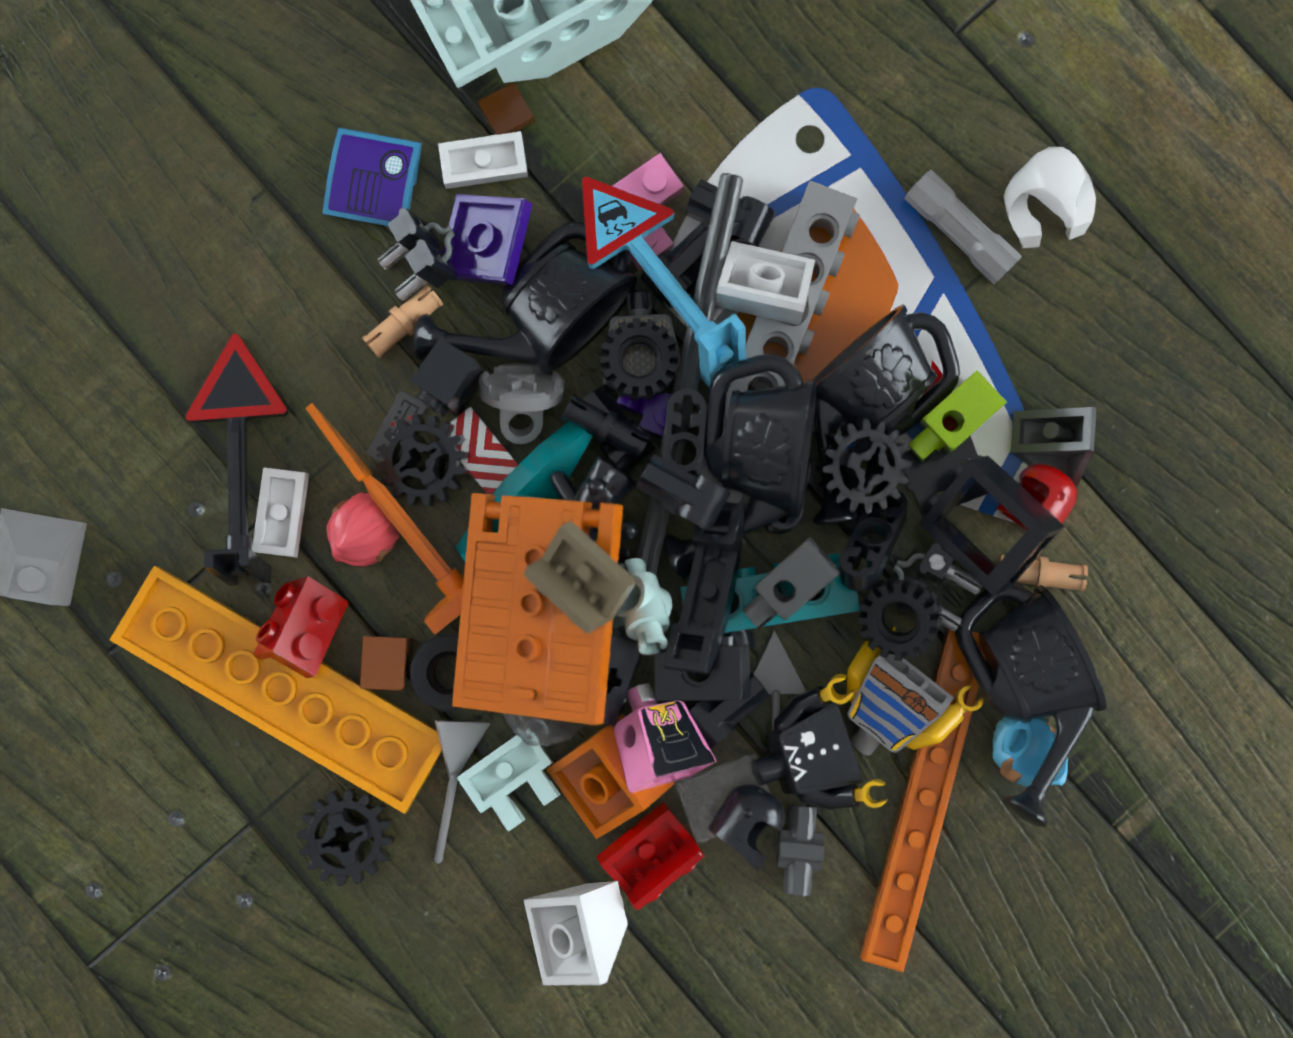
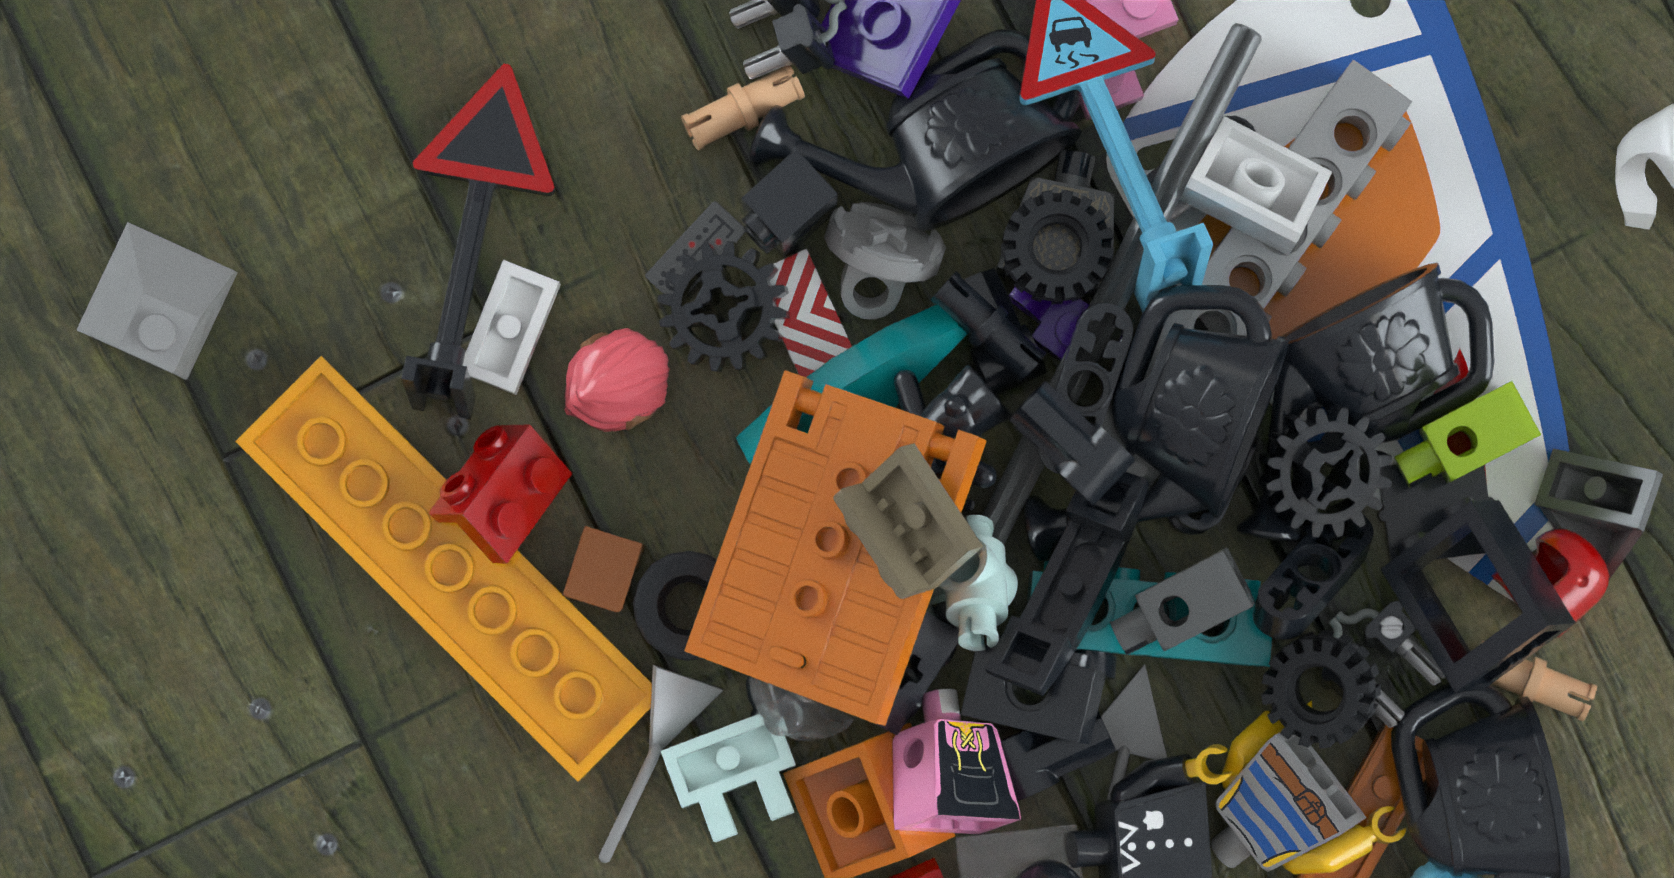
camera: 10 degrees right, 0 degrees up
(342, 820) = (490, 821): black gear -> none
(449, 579) = (718, 480): orange piece -> none
(682, 262) = (1151, 125): black piece -> none
(751, 217) = (1261, 88): black piece -> none
(940, 205) = (1571, 212): light grey axle -> none

